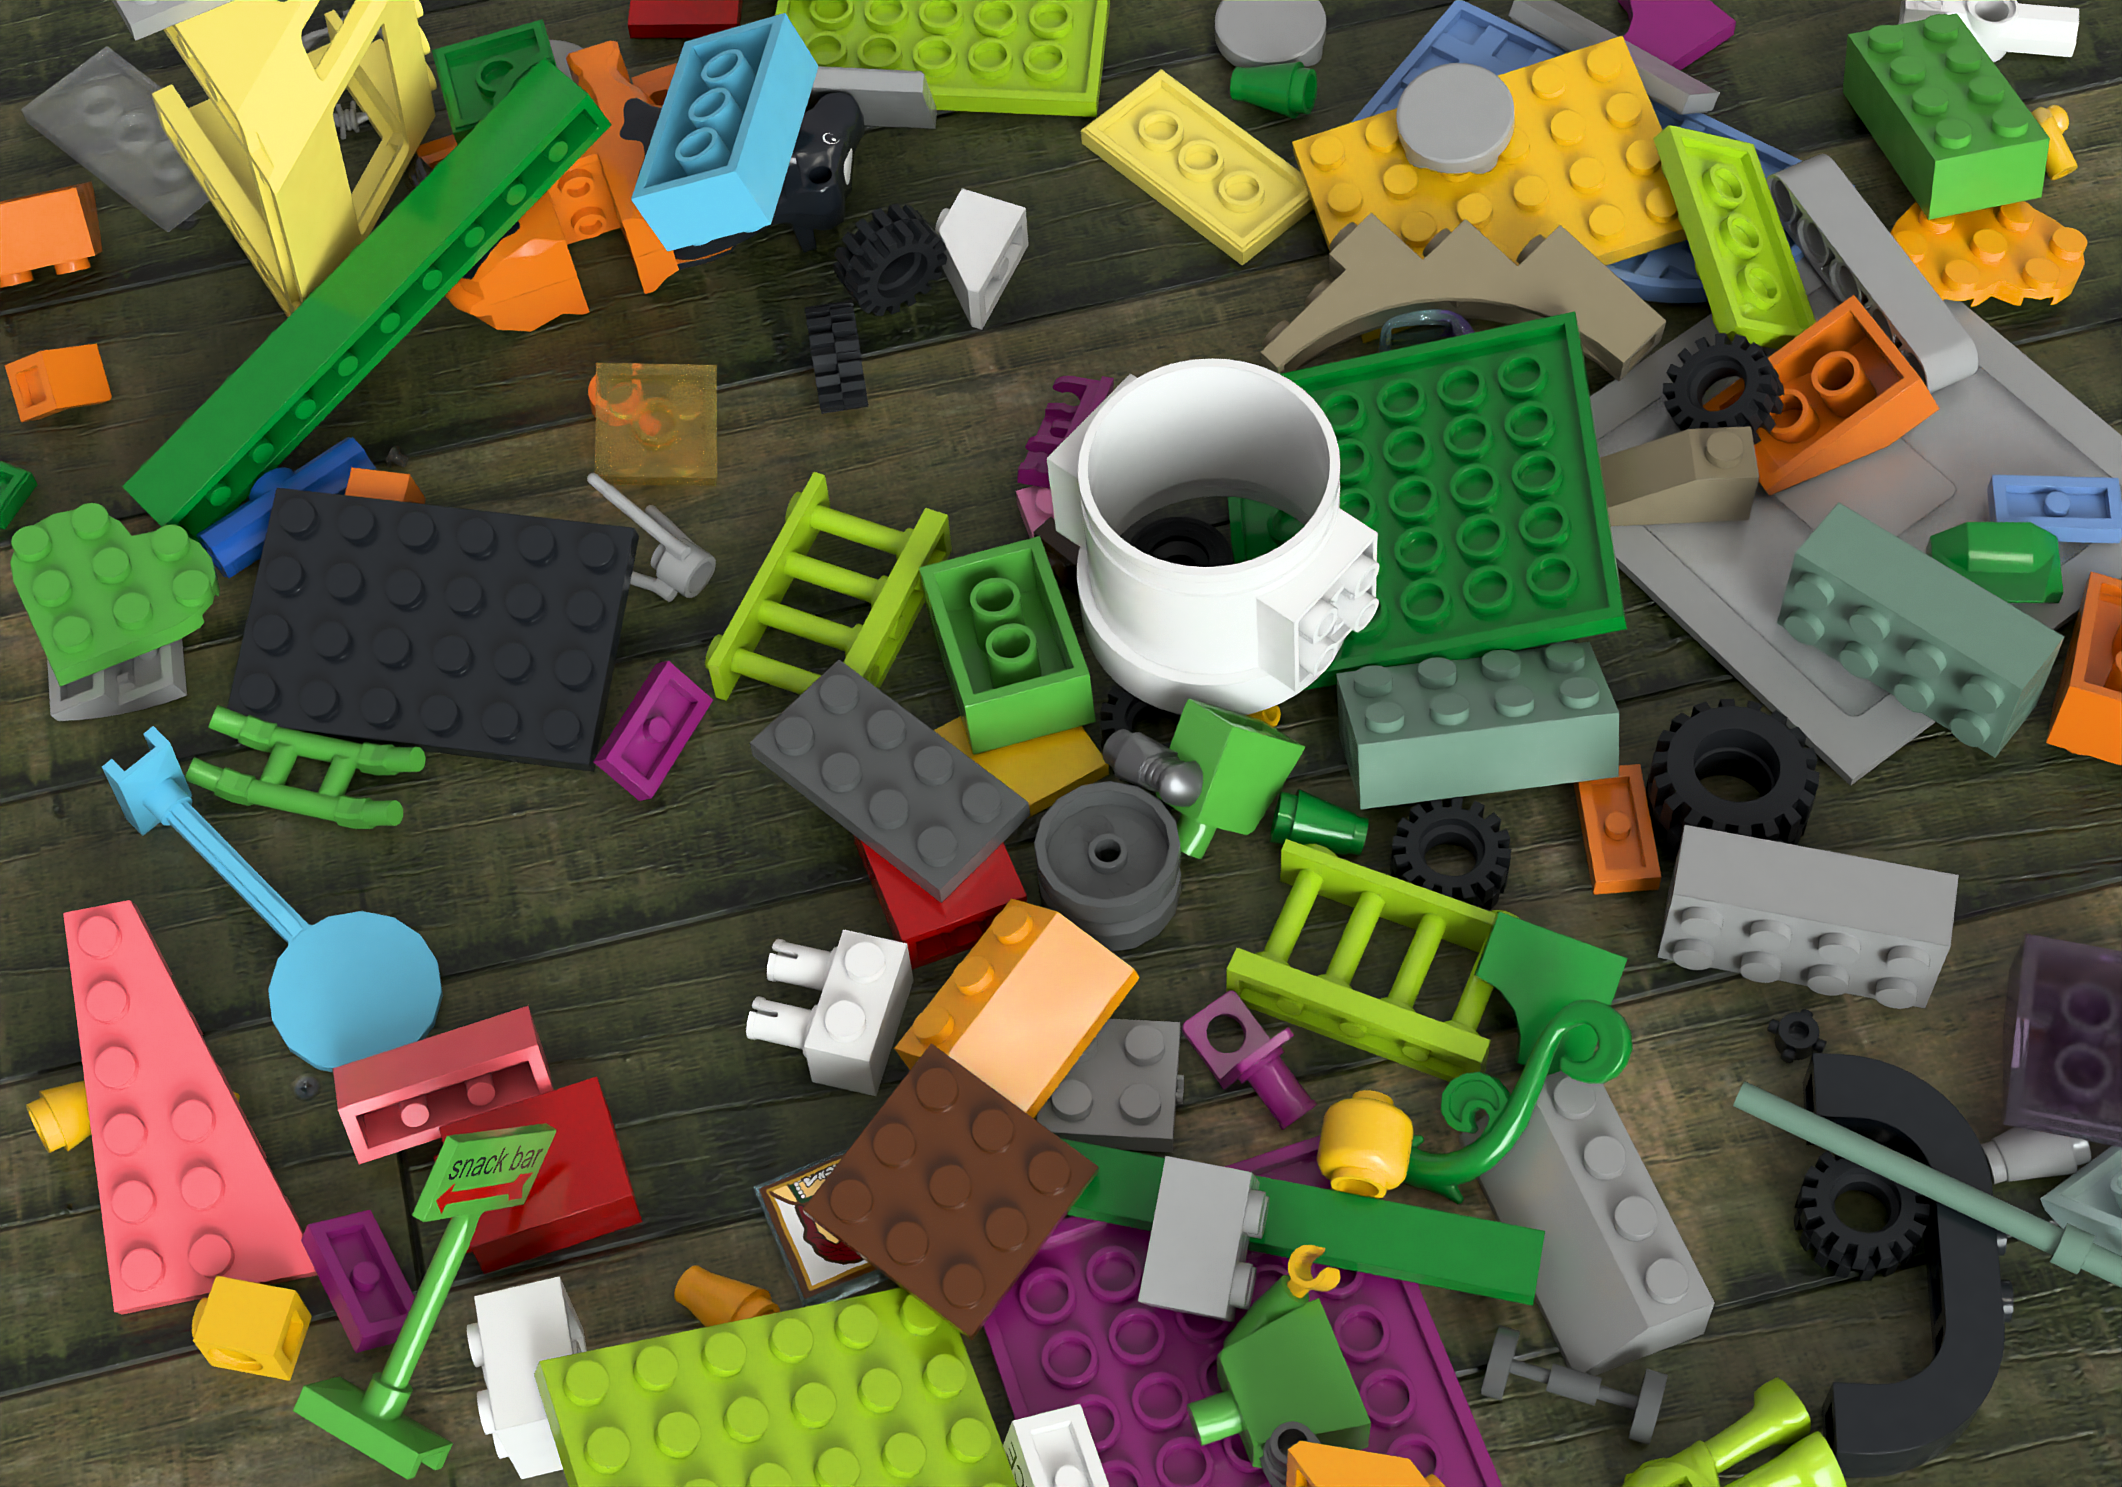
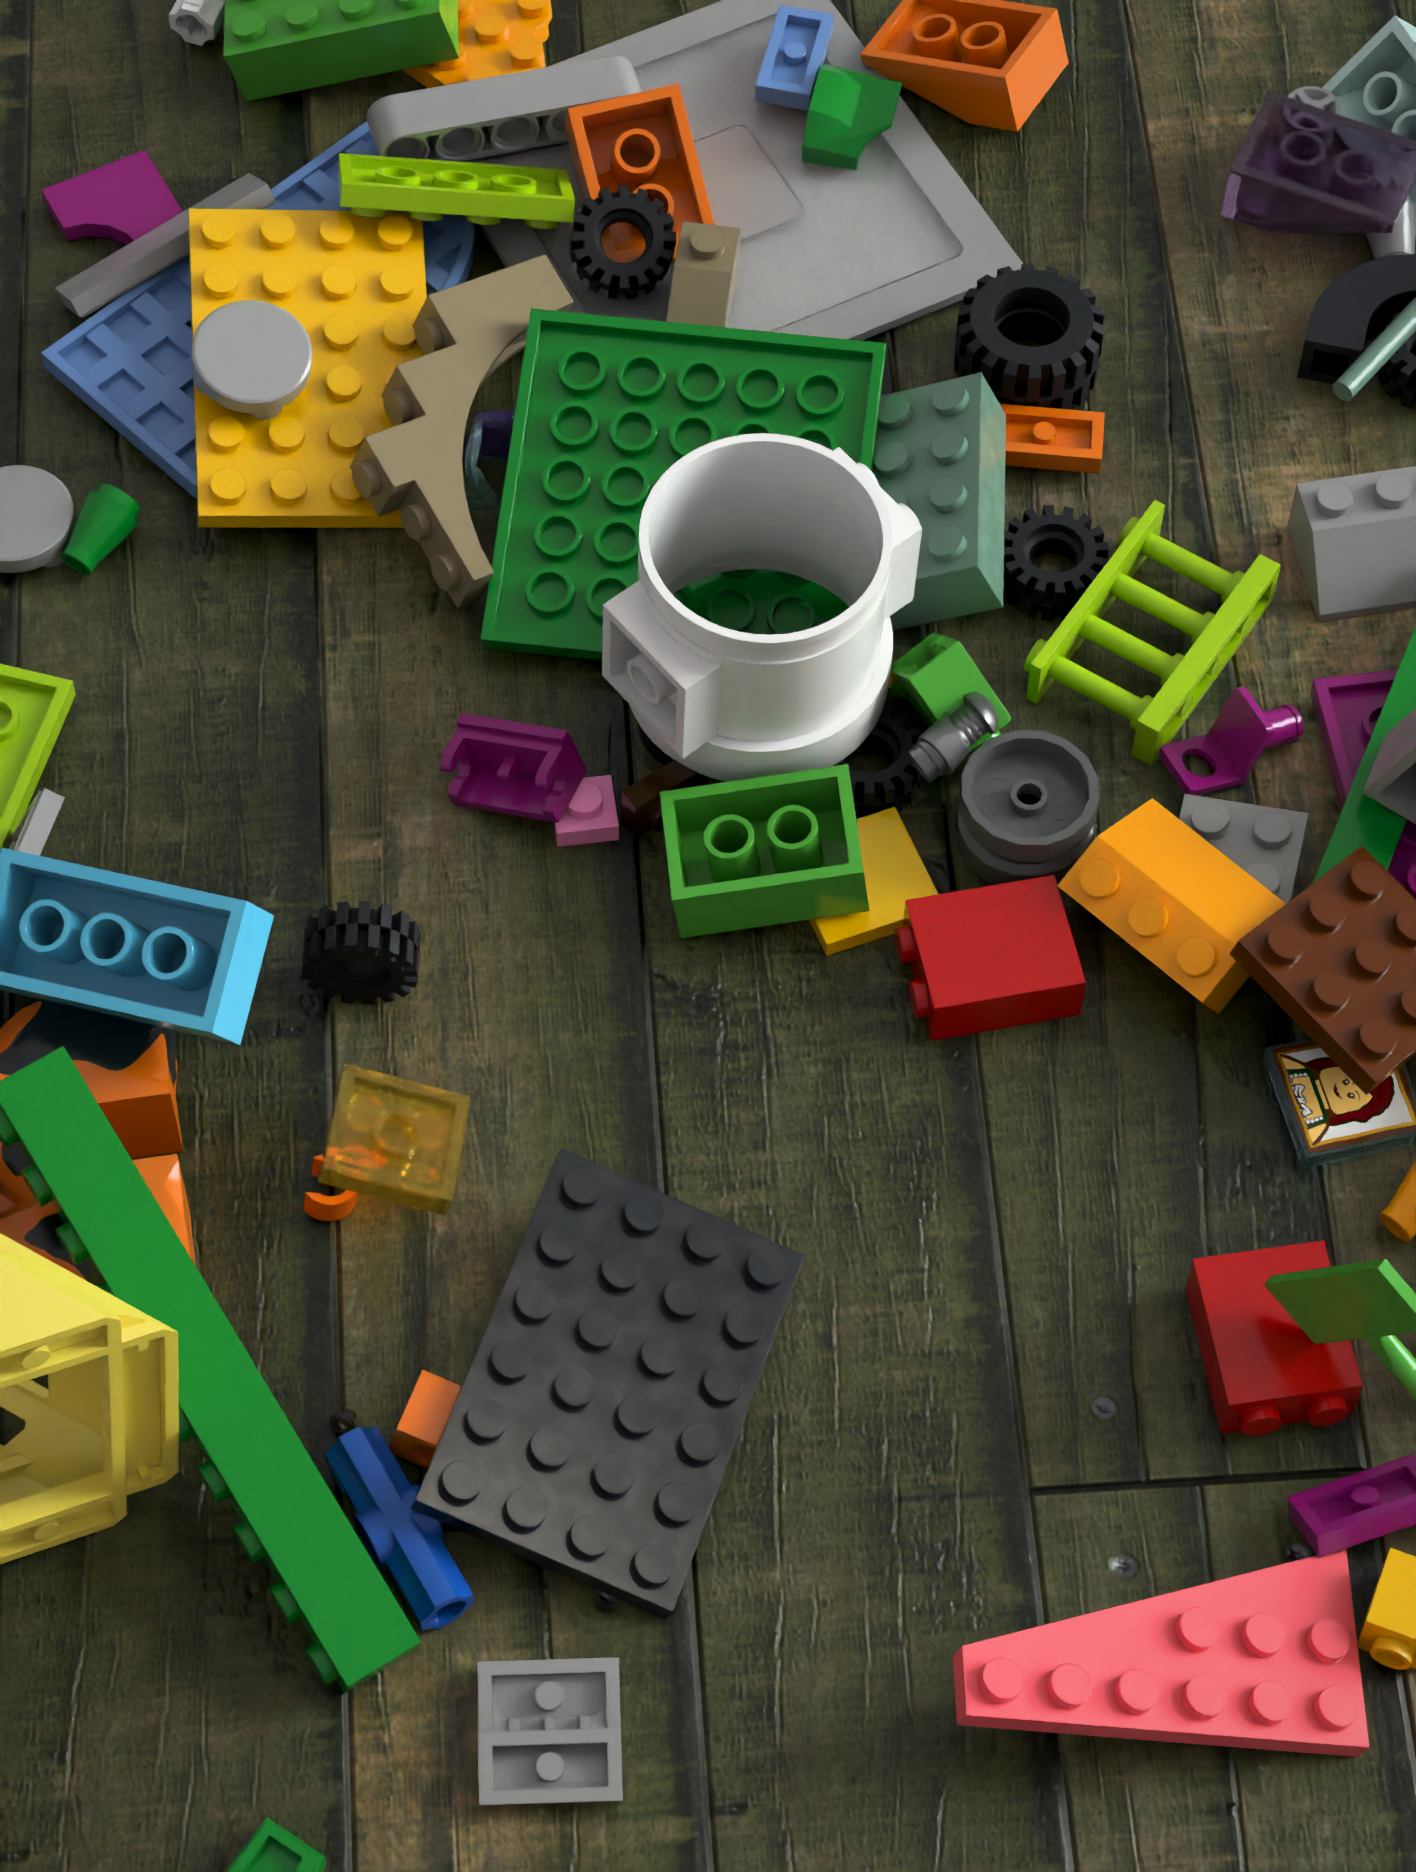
camera: 85 degrees left, 0 degrees up
(58, 381) = (142, 1779): orange panel -> none
(61, 1116) = (1137, 1783): yellow cone -> none
(108, 593) = (487, 1716): bright green plate -> none
(285, 746) = (743, 1494): bright green piece -> none
(341, 984) = (1020, 1502): medium azure piece -> none
(414, 1089) = (1169, 1408): coral brick -> none
(653, 730) = (765, 1179): magenta plate -> none
(677, 560) = (577, 1133): light grey plant -> none
(858, 1012) = (1140, 1044): white brick -> none
(890, 259) = (242, 871): black tyre -> none
(890, 780) = (910, 963): dark grey plate -> none
(893, 598) = (667, 952): lime fence -> none
(983, 250) = (243, 818): white slope -> none
(1200, 166) = (171, 617): light yellow tile -> none
(1316, 821) = (1002, 651): green cone -> none
(1365, 1145) = (1355, 655): yellow head -> none
(1512, 1112) = (1341, 550): green plant -> none
(1542, 974) = (1214, 505): green tile -> none
(1796, 1036) = (1260, 366): black piece -> none
(1808, 917) = (1178, 316): light grey brick -> none
(1917, 629) = (920, 165): sand green brick -> none

